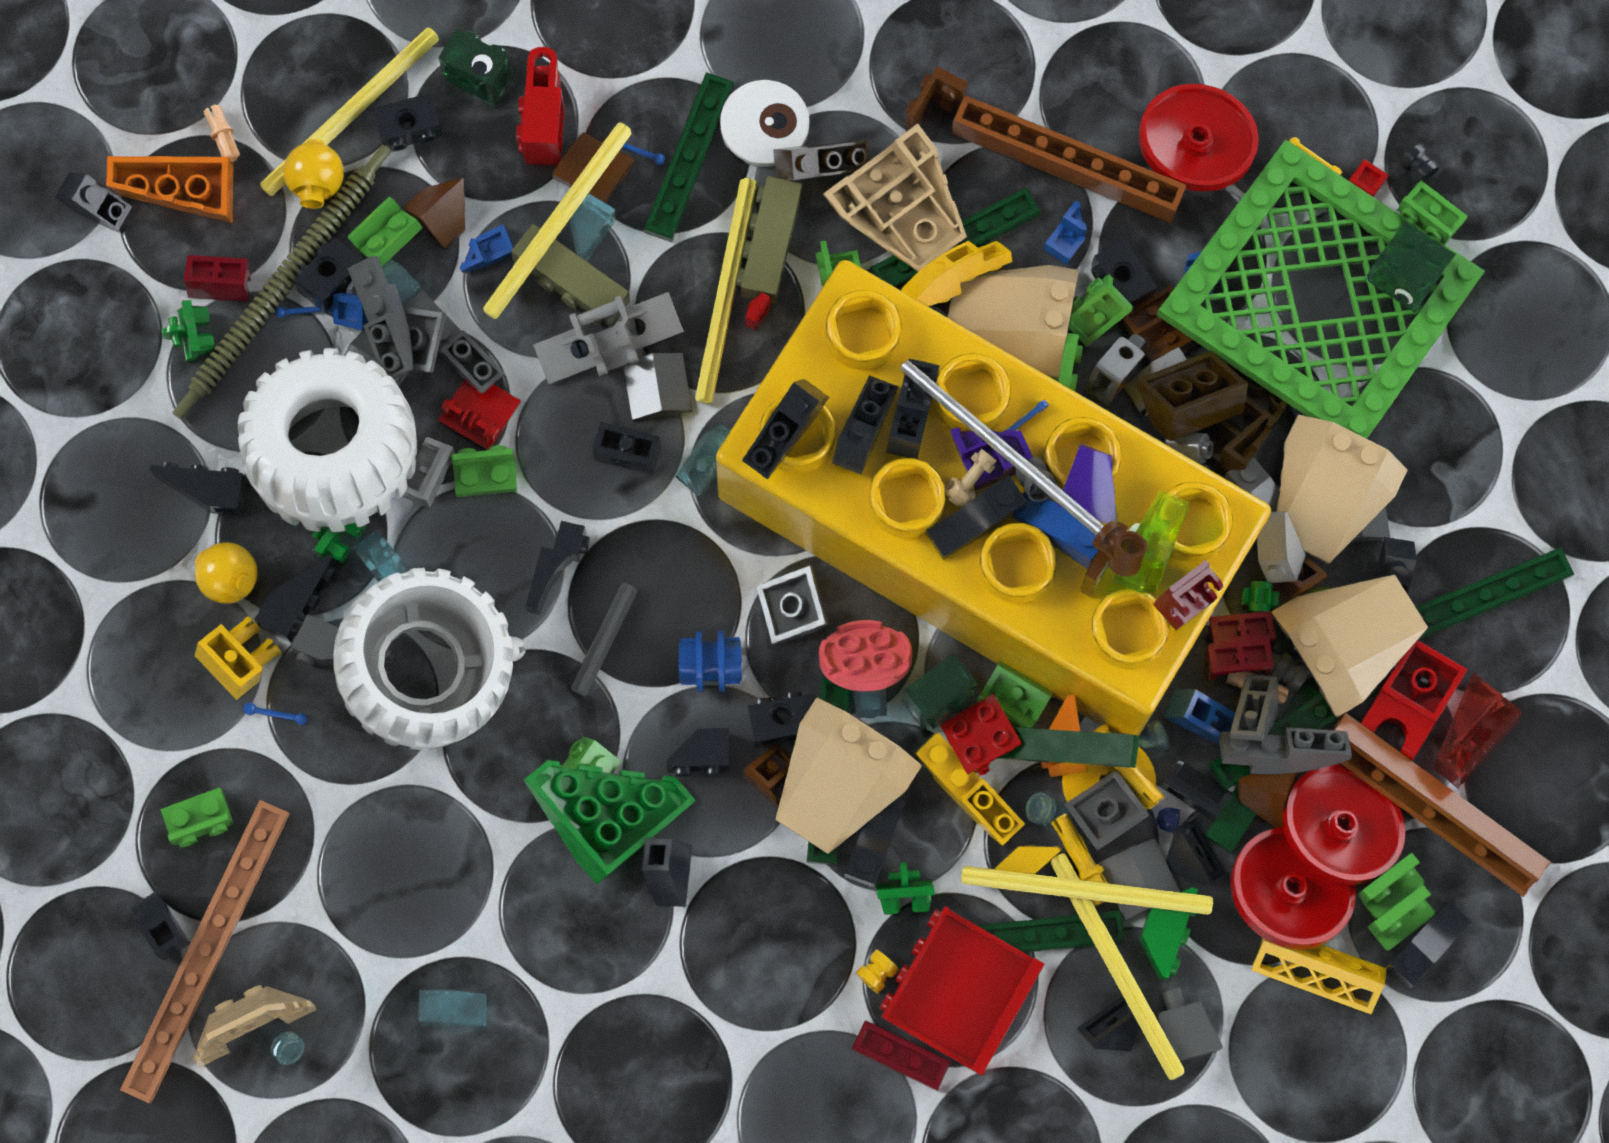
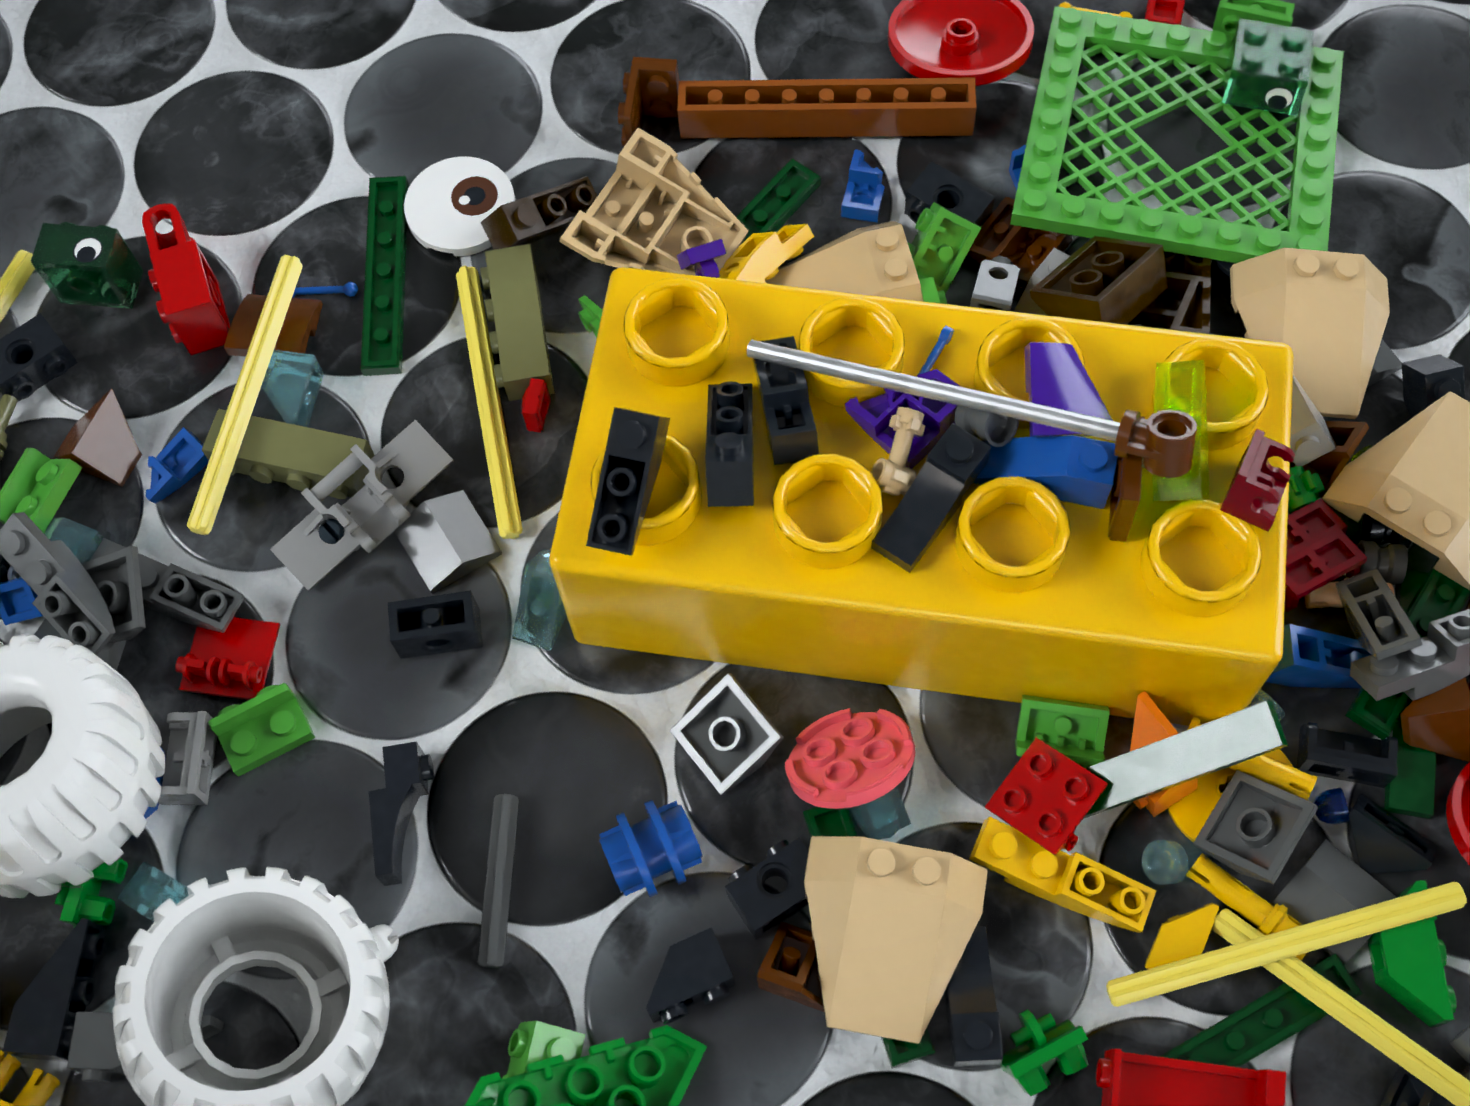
camera: 15 degrees left, 10 degrees down
(921, 249) = (703, 258): none -> dark purple tile
(939, 693) = (962, 770): clear green brick -> none

